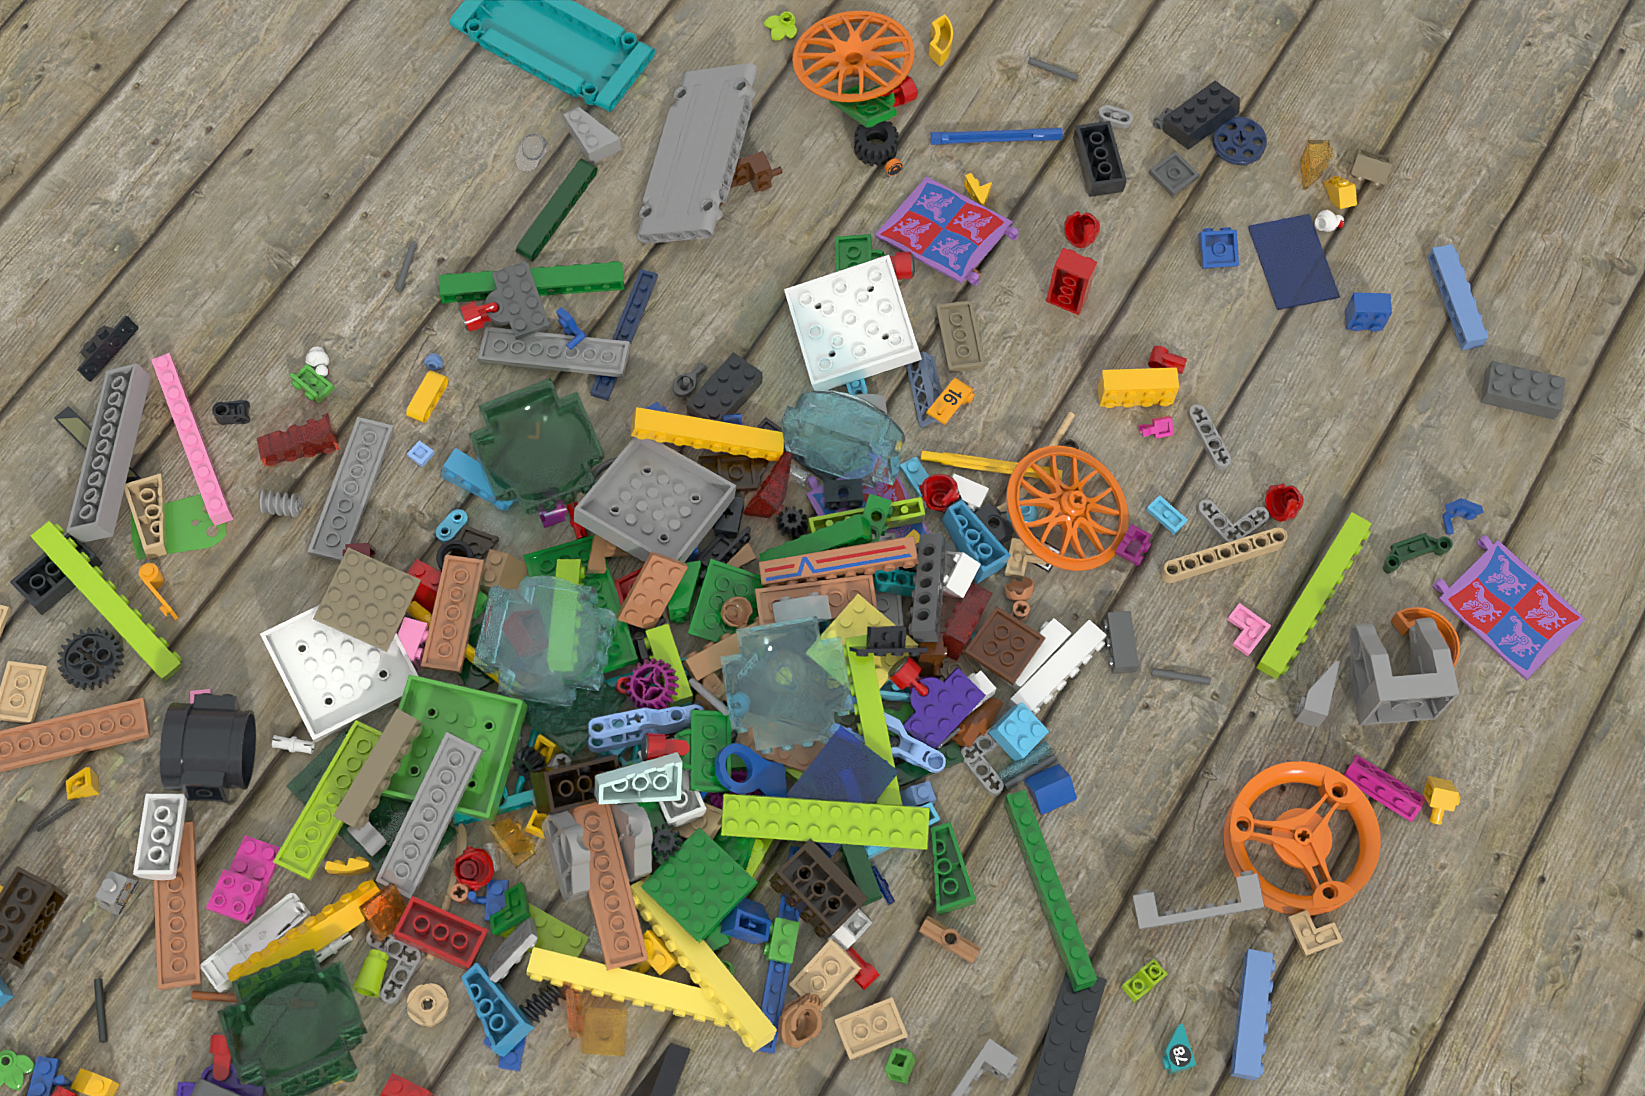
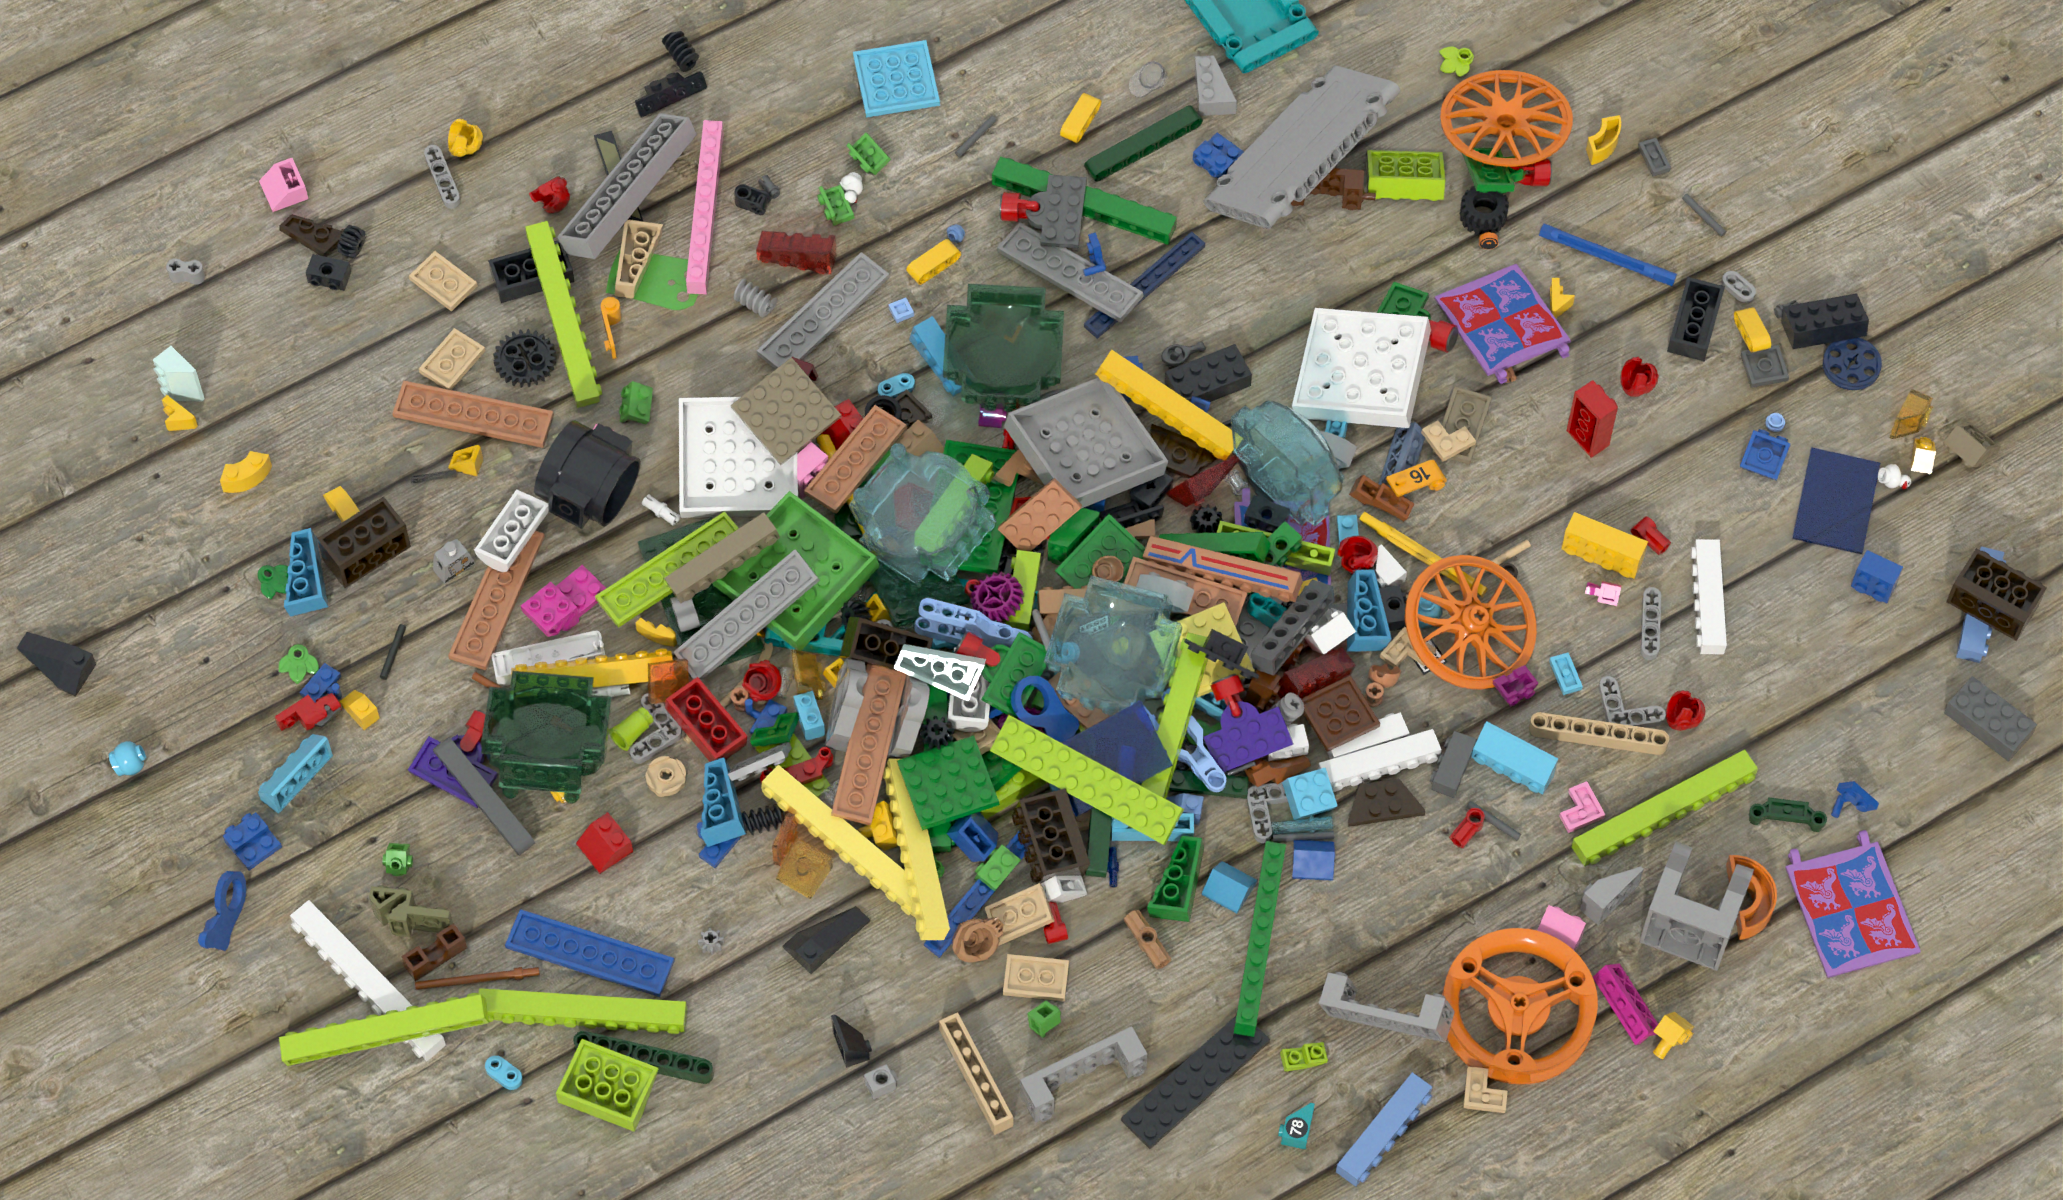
camera: 30 degrees right, 5 degrees down
(41, 490) = (552, 194): none -> red helmet
(97, 304) = (680, 50): none -> black piece
(218, 653) = (636, 403): none -> bright green bracket
(242, 393) = (769, 186): none -> dark grey pin
(308, 246) = (896, 78): none -> medium azure plate
(318, 323) = (869, 153): none -> bright green bracket
(490, 210) = (1080, 117): none -> yellow beam
(533, 878) = (809, 715): none -> medium azure brick
(558, 935) = (808, 770): none -> red plate
(626, 193) = (1216, 155): none -> blue plate
(795, 139) = (1406, 174): none -> lime slope
(929, 431) = (1381, 496): none -> dark orange slope
(958, 359) = (1447, 444): none -> tan plate
(963, 660) = (1290, 707): none -> light grey piece
(987, 38) = (1654, 157): none -> dark grey plate
(993, 852) = (1228, 886): none -> dark azure slope
(1080, 706) = (1383, 802): none -> dark brown wing
(1149, 147) = (1752, 329): none -> yellow beam
(1165, 695) = (1467, 828): none -> red piece
(1171, 612) = (1514, 758): none -> medium azure slope
(1209, 217) = (1775, 422): none -> light blue plate
(1244, 391) = (1709, 596): none -> white brick
(1297, 748) = (1562, 926): none -> bright pink slope
(1476, 282) = (1996, 594): none -> dark brown brick

